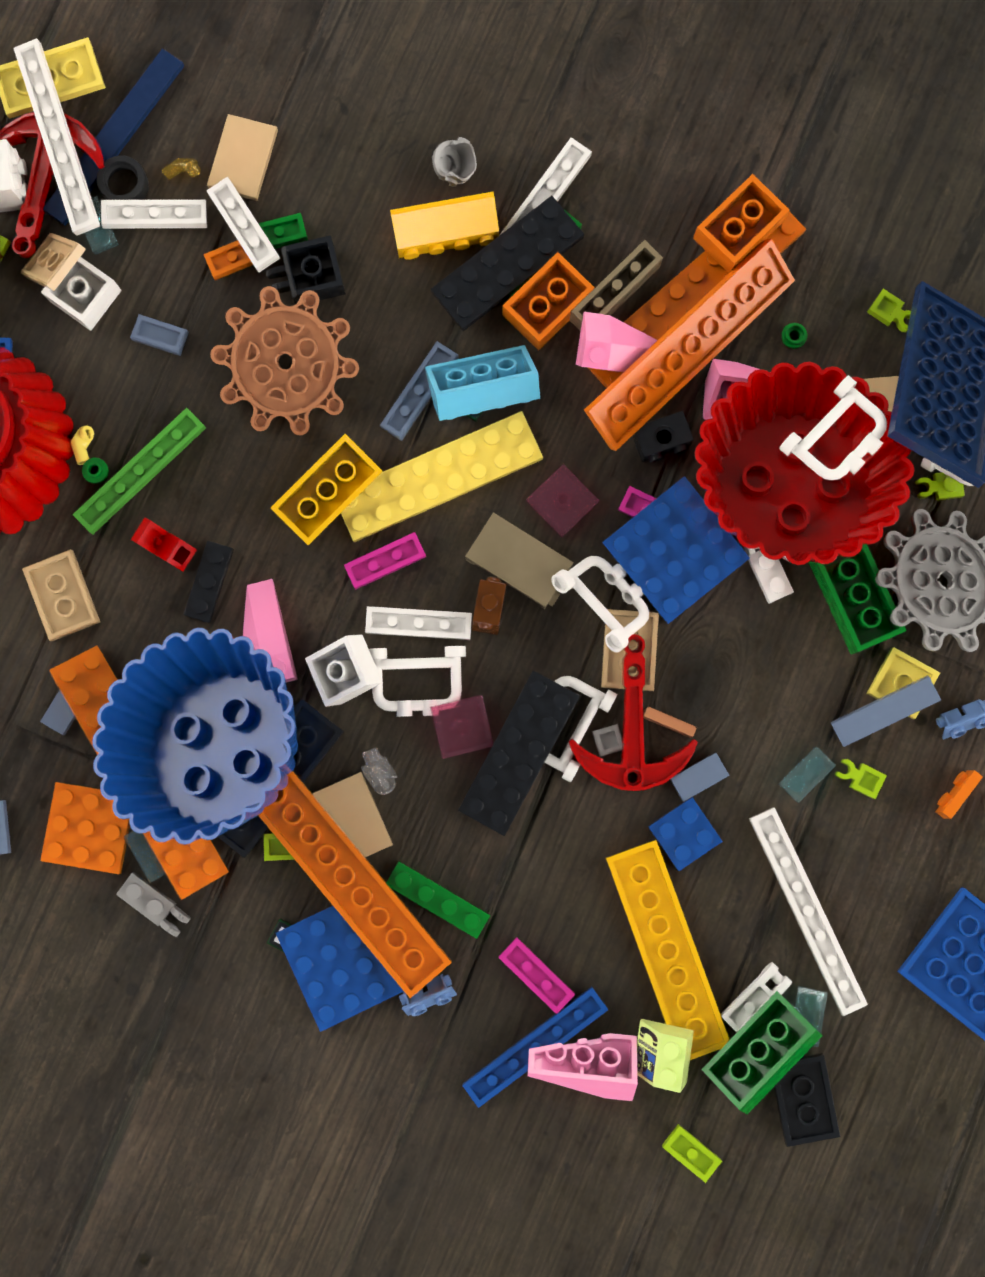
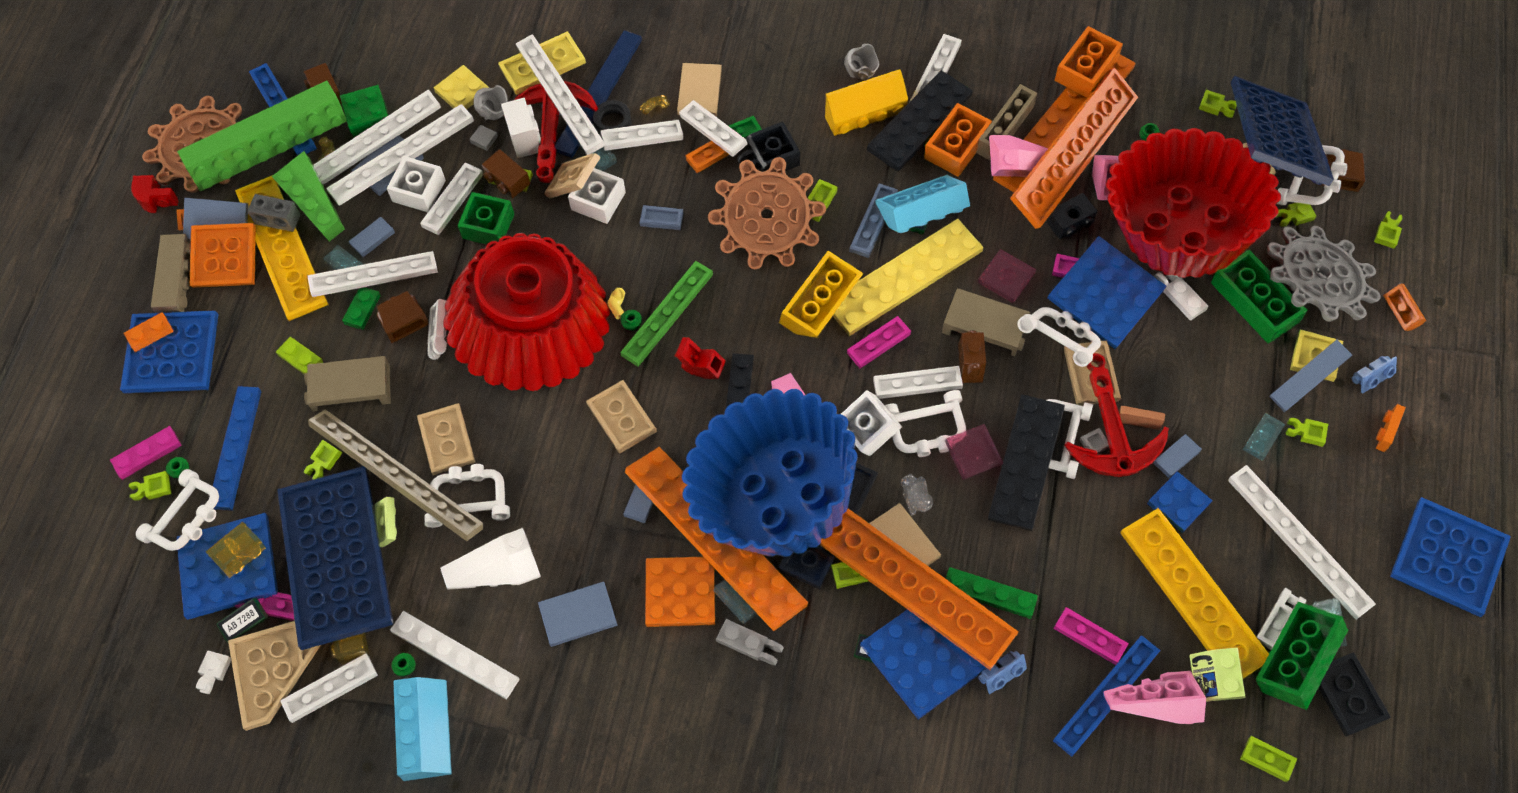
camera: 10 degrees left, 20 degrees down
(361, 345) = (823, 192): none -> lime plate
(853, 462) = (1230, 181): white bar -> none

